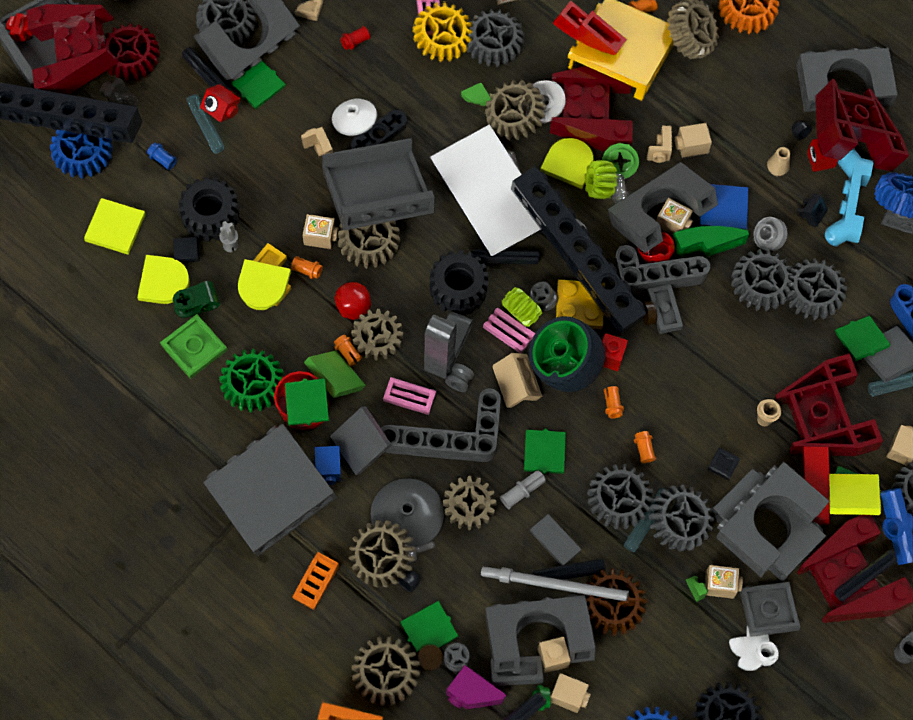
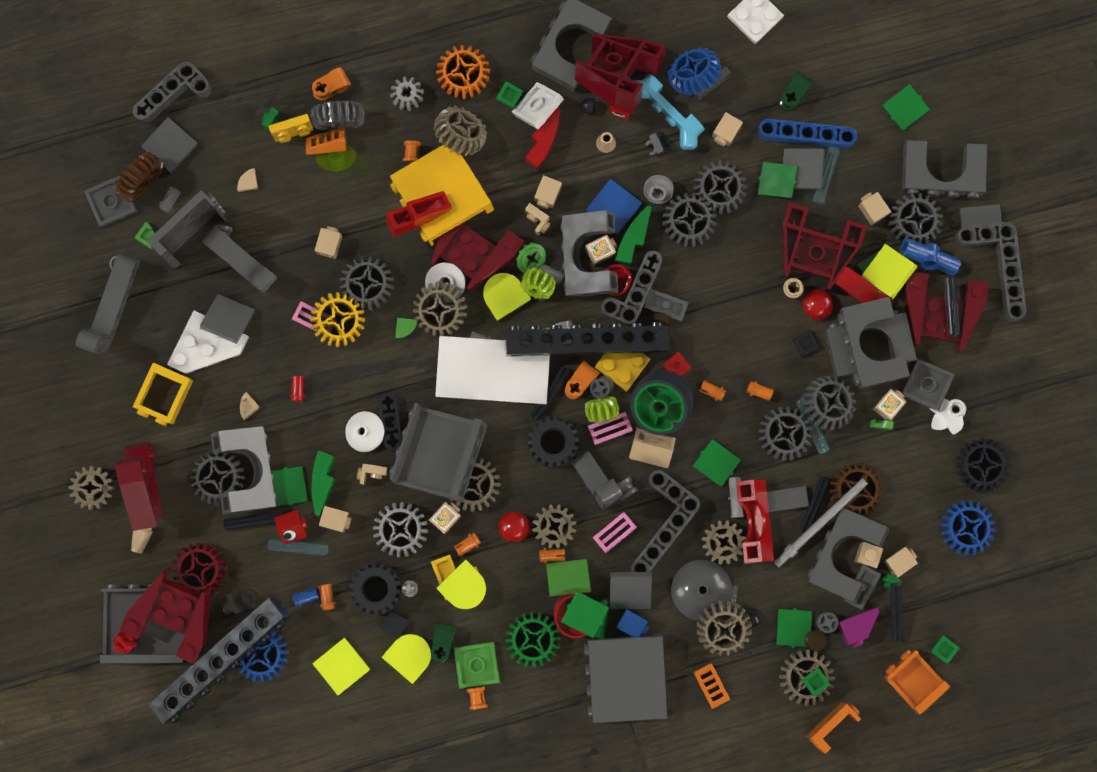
camera: 55 degrees left, 15 degrees up
(160, 363) = (477, 698): none -> orange bush
(173, 174) = (326, 597): none -> orange pin
(252, 137) = (335, 519): none -> tan brick
(280, 106) = (321, 482): none -> green slope
(298, 204) = (387, 518): none -> light grey gear
(315, 433) = (601, 632): none -> green piece
(385, 675) = (815, 682): none -> green plate
(534, 502) = (758, 543): none -> red arch
(535, 272) = (582, 378): none -> orange piece
(740, 109) = (543, 140): none -> red slope
(758, 56) = (509, 95): none -> green plate
(766, 81) = (537, 105): none -> white plate
(770, 450) = (817, 304): none -> red hair
(874, 262) = (726, 130): none -> tan brick

